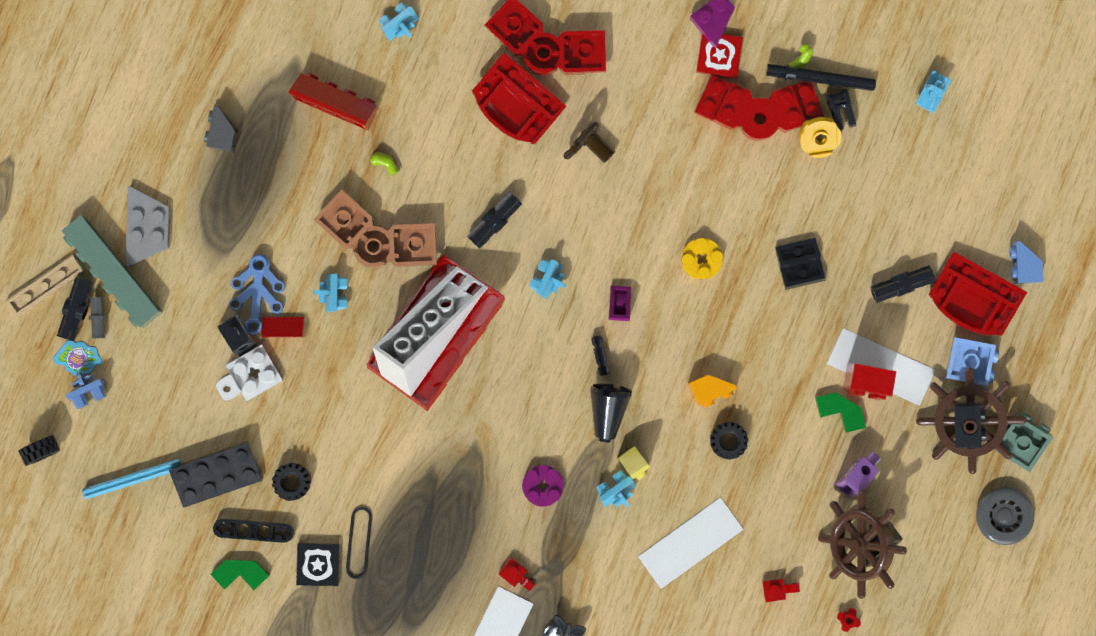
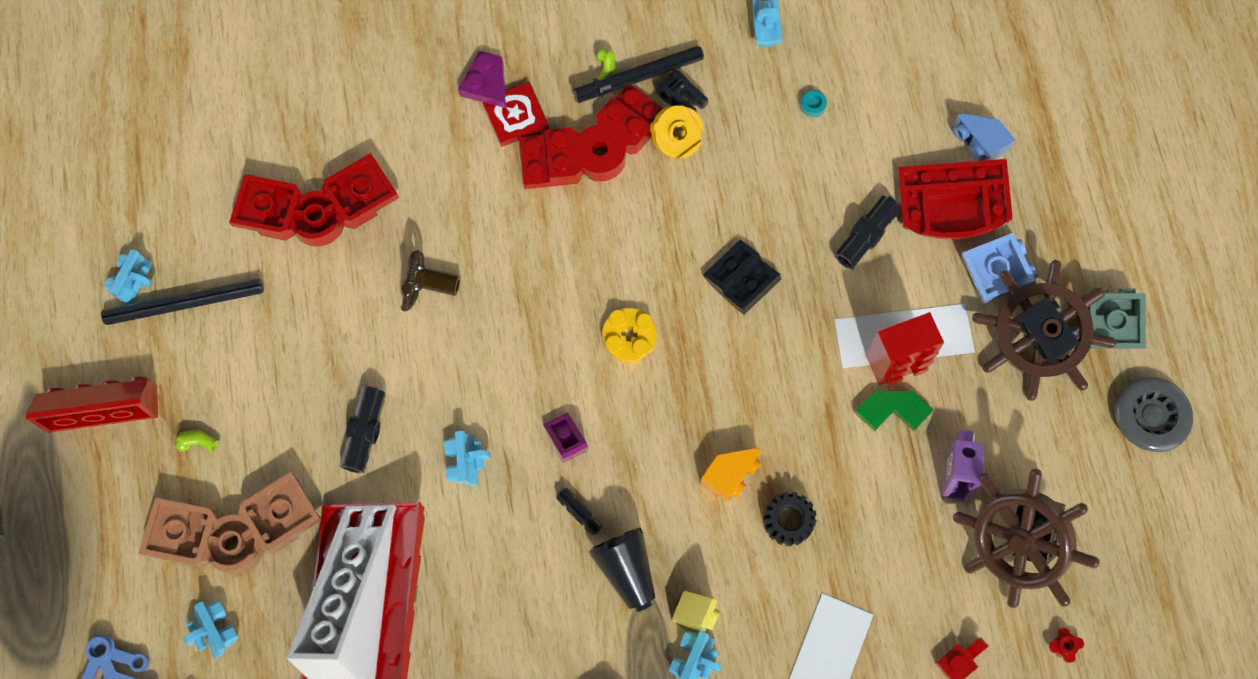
camera: 35 degrees left, 15 degrees down
(424, 59) = (182, 301): none -> black axle
(516, 101) = (313, 284): red slope -> none
(927, 169) = (813, 103): none -> teal tile

